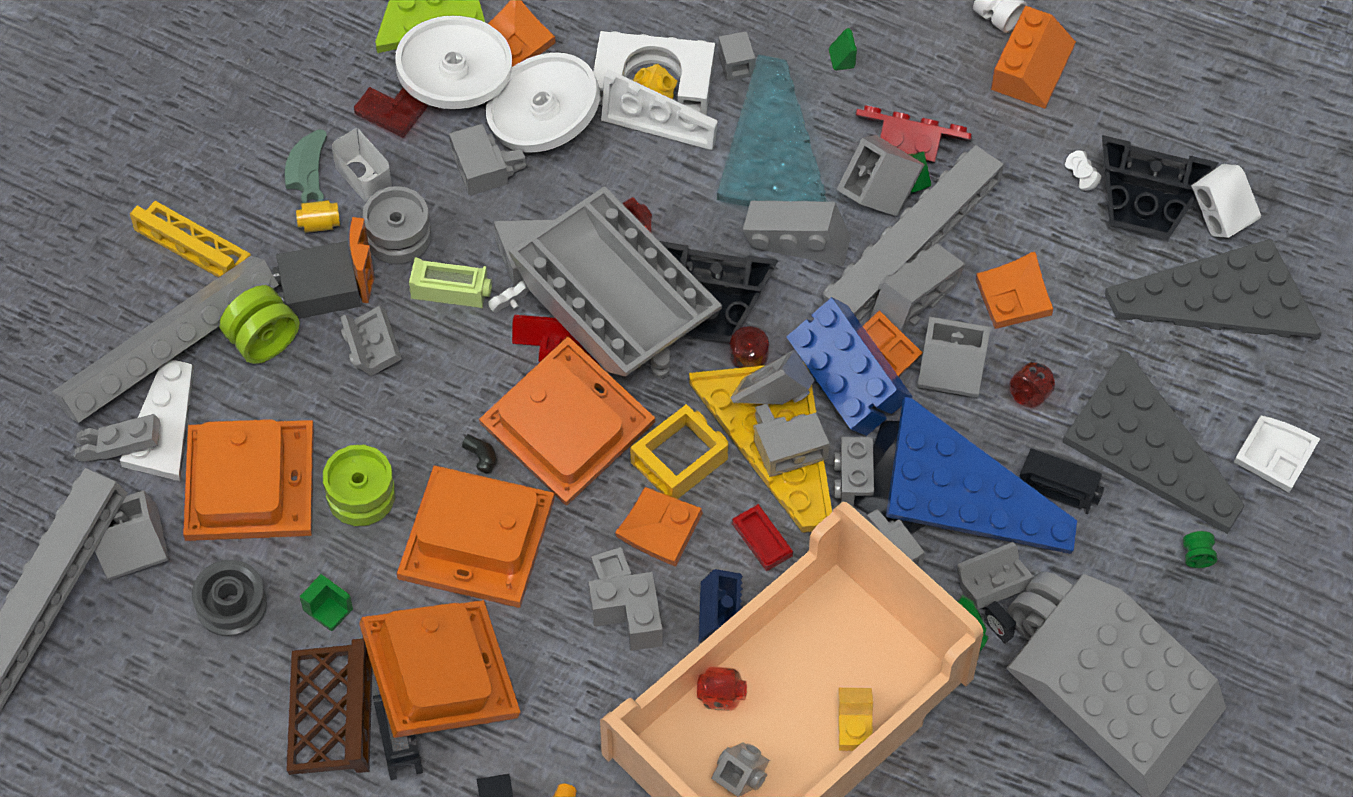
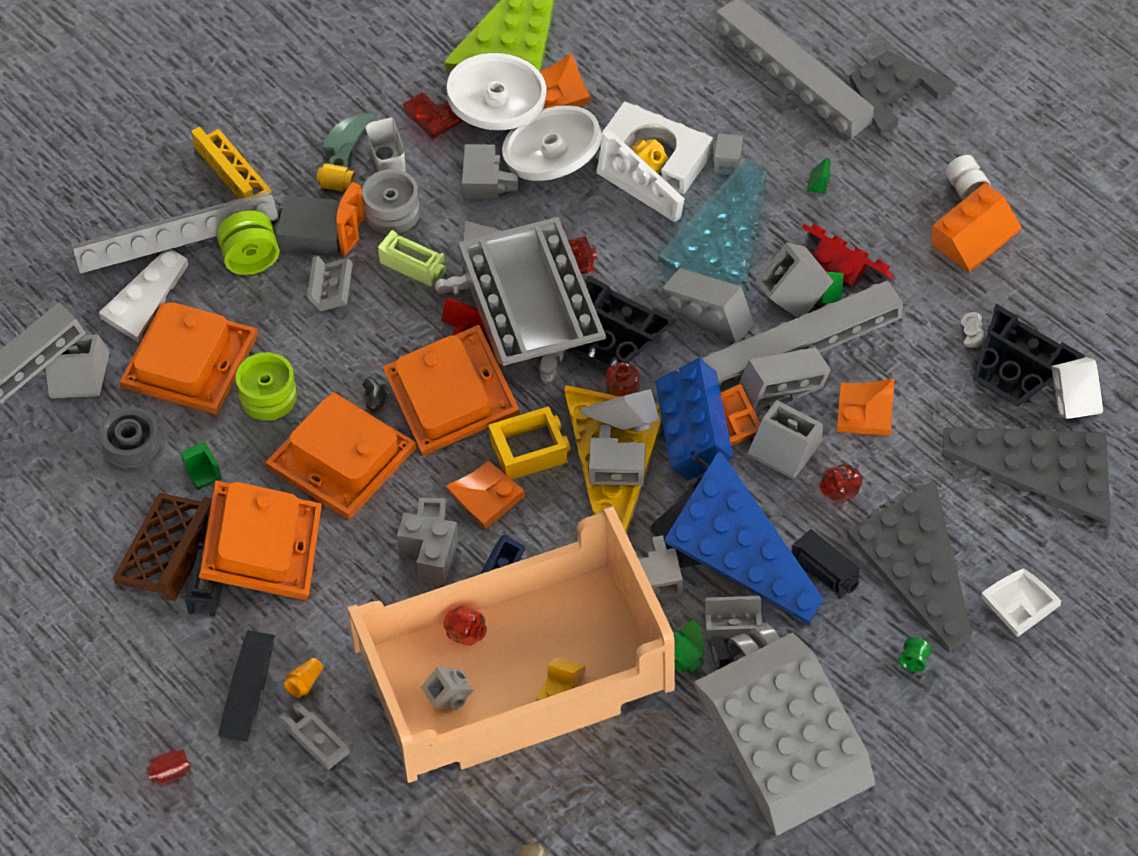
camera: 25 degrees right, 5 degrees down
(118, 439) = (103, 295): light grey hinge -> none
(762, 537) = (562, 524): red tile -> none
(855, 469) = (658, 500): light grey bracket -> none

